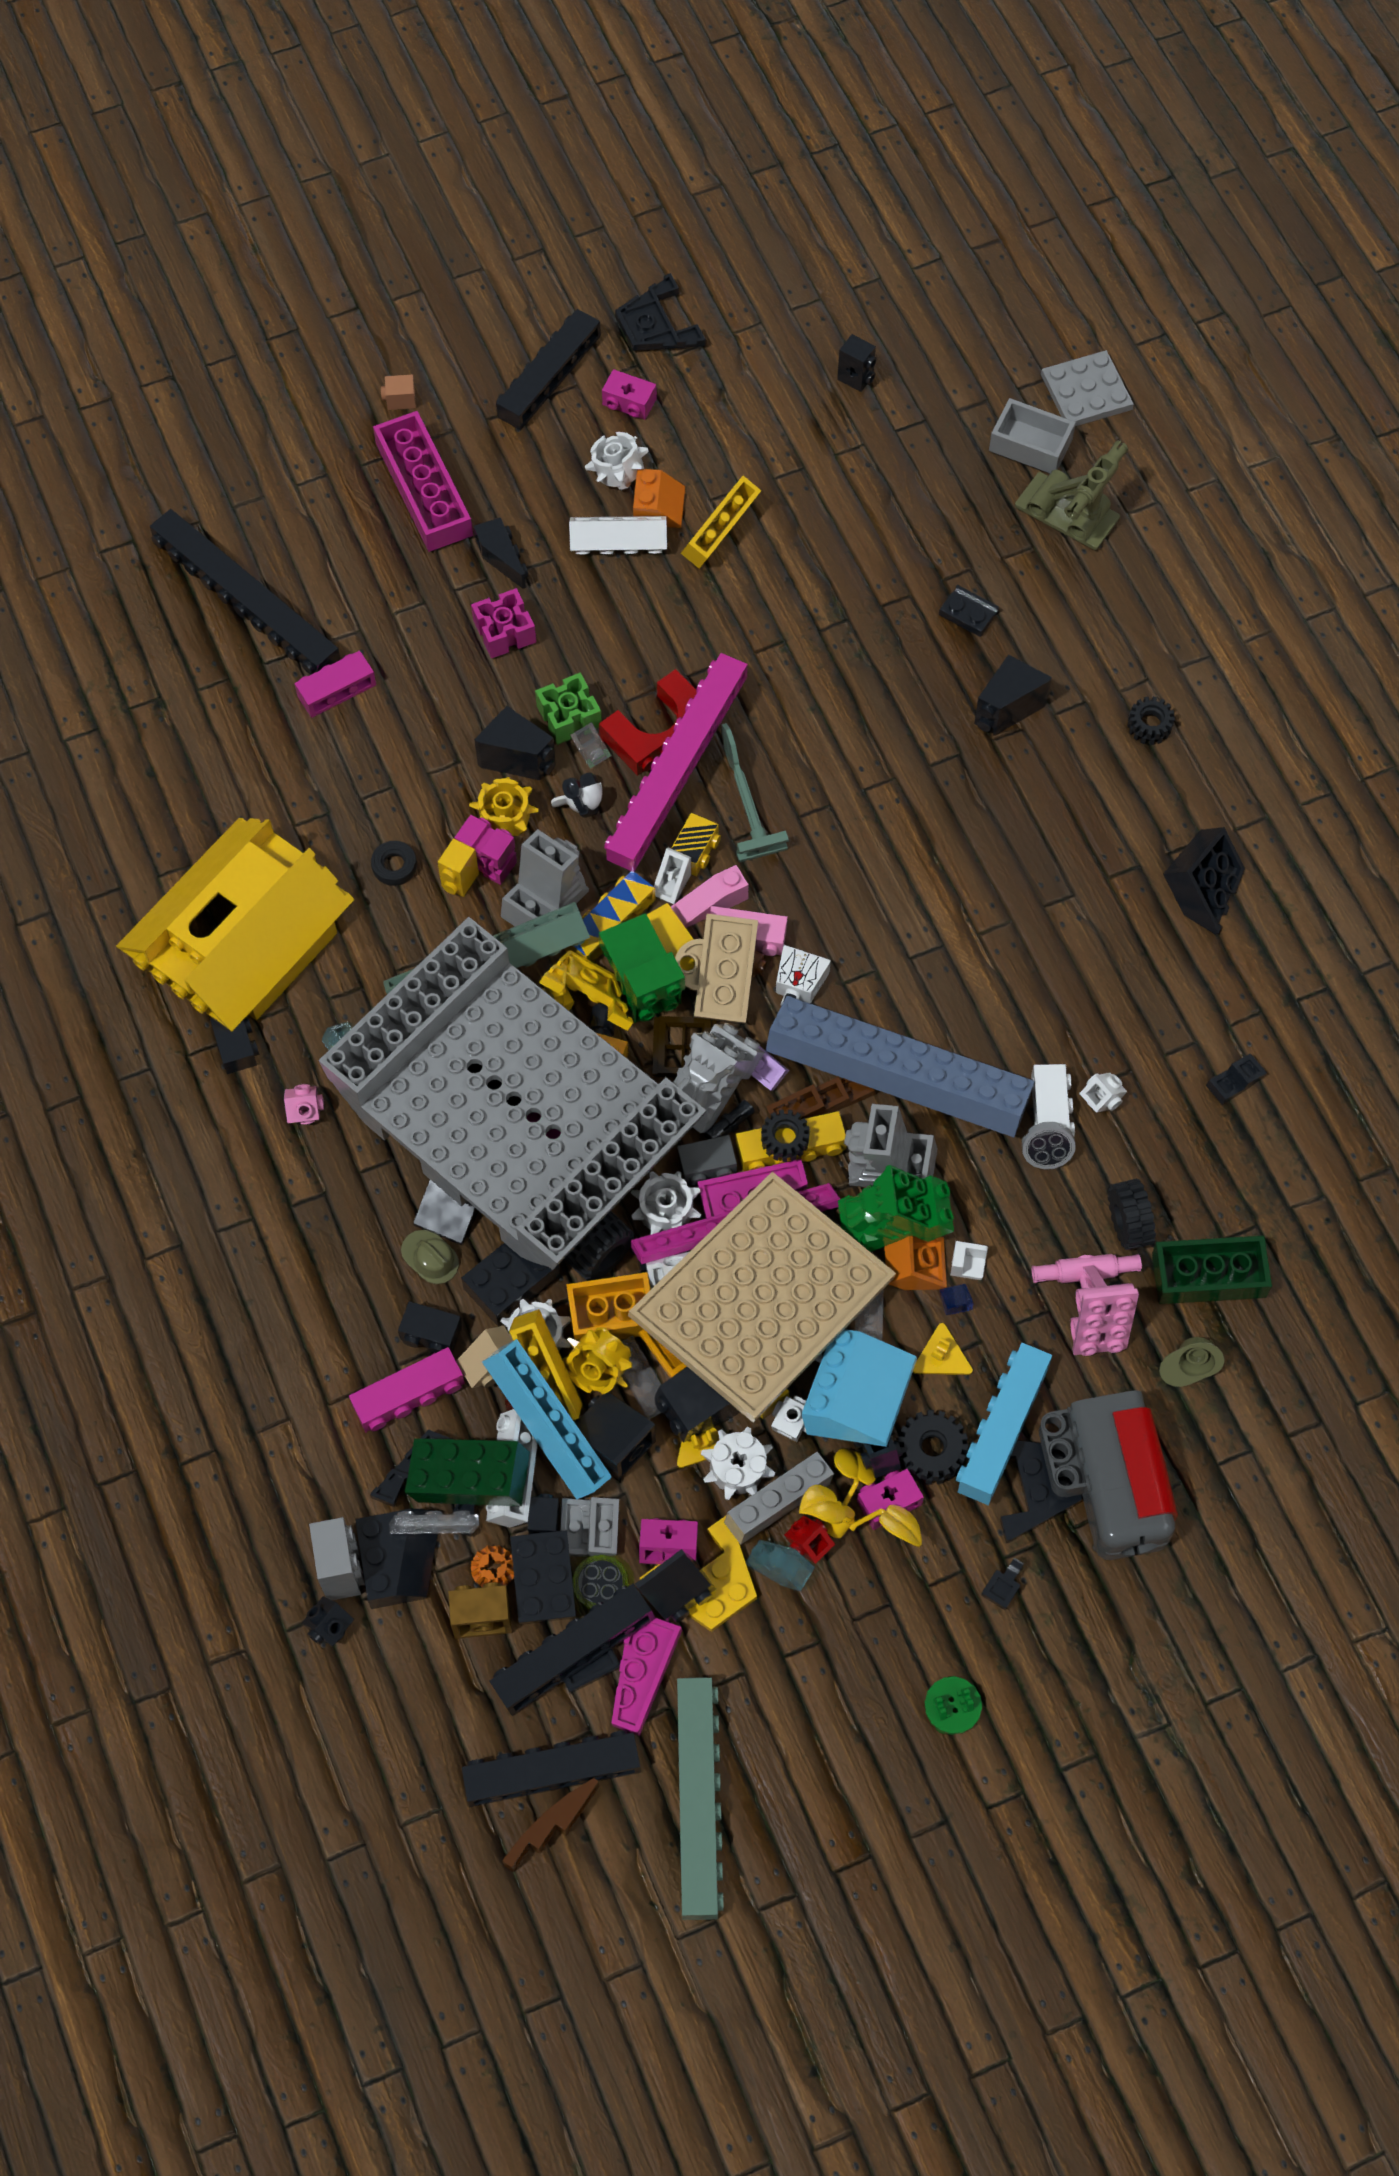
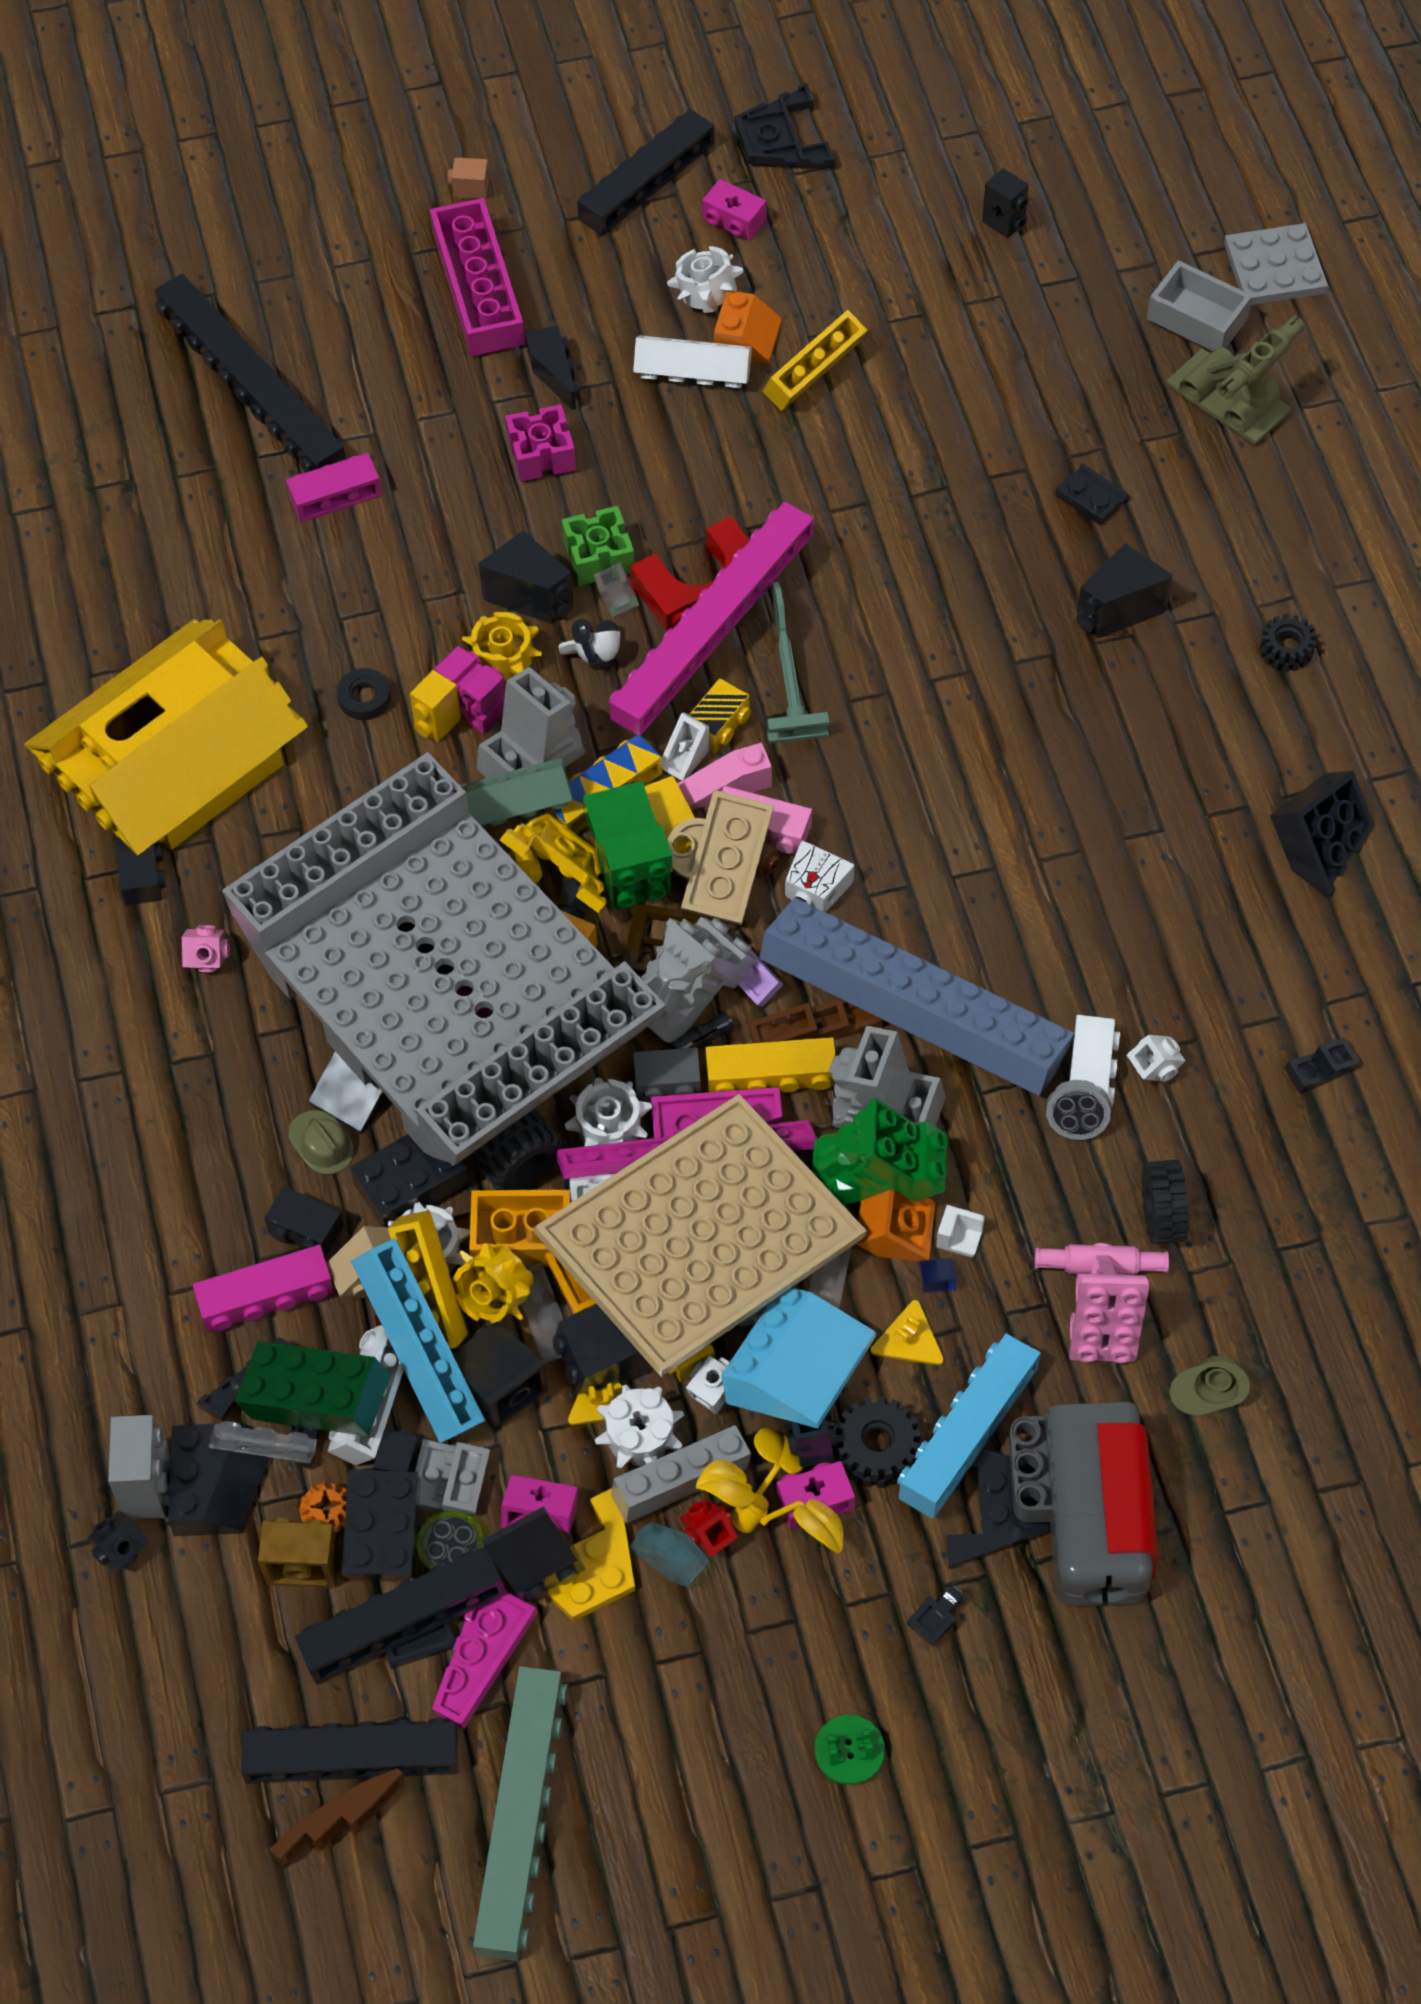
camera: 10 degrees right, 5 degrees down
(789, 1121) = (762, 1039): black tyre -> none
(1211, 1269) = (1253, 1281): dark green brick -> none

